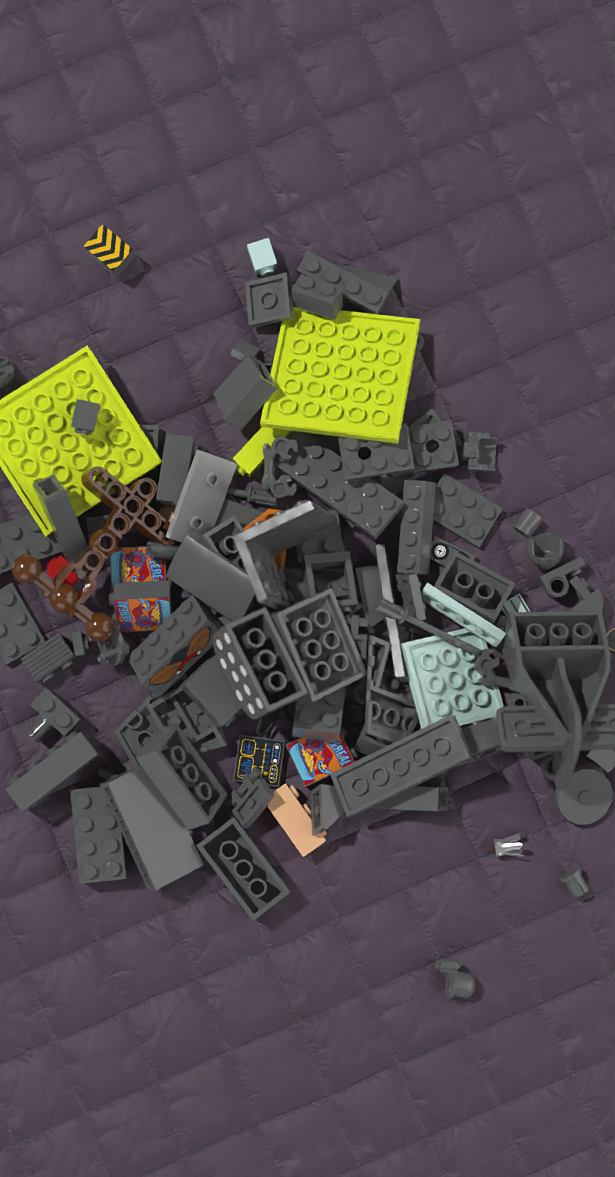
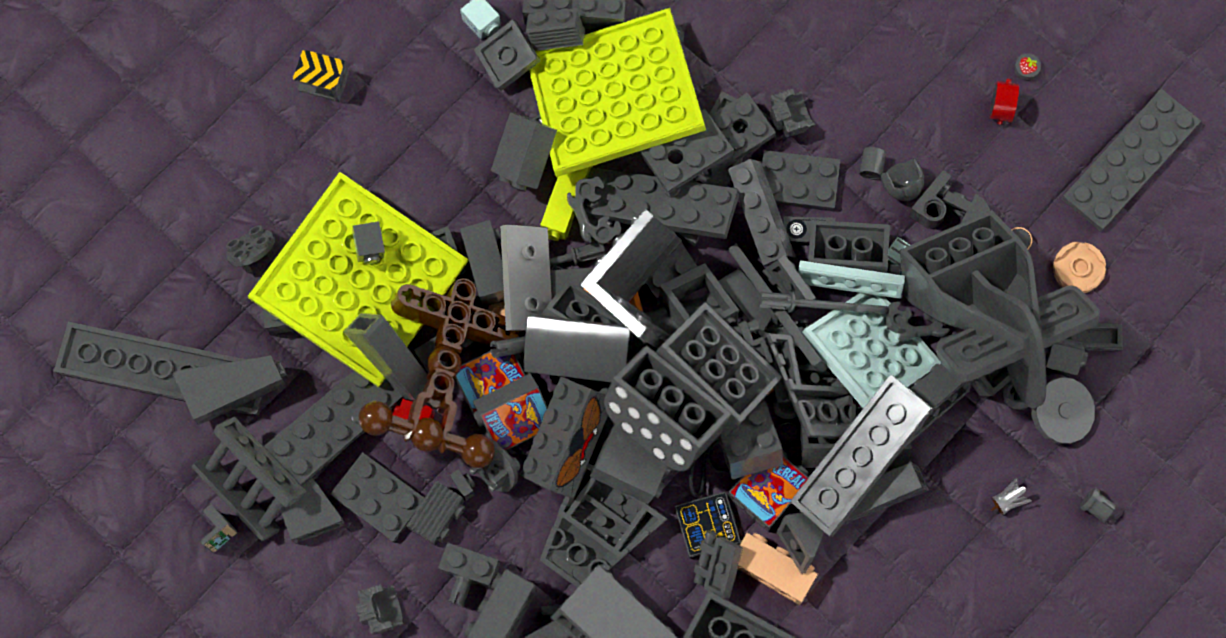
camera: 20 degrees left, 10 degrees down
(181, 776) = (634, 570): dark grey brick -> none
(244, 348) = (500, 115): dark grey tile -> none

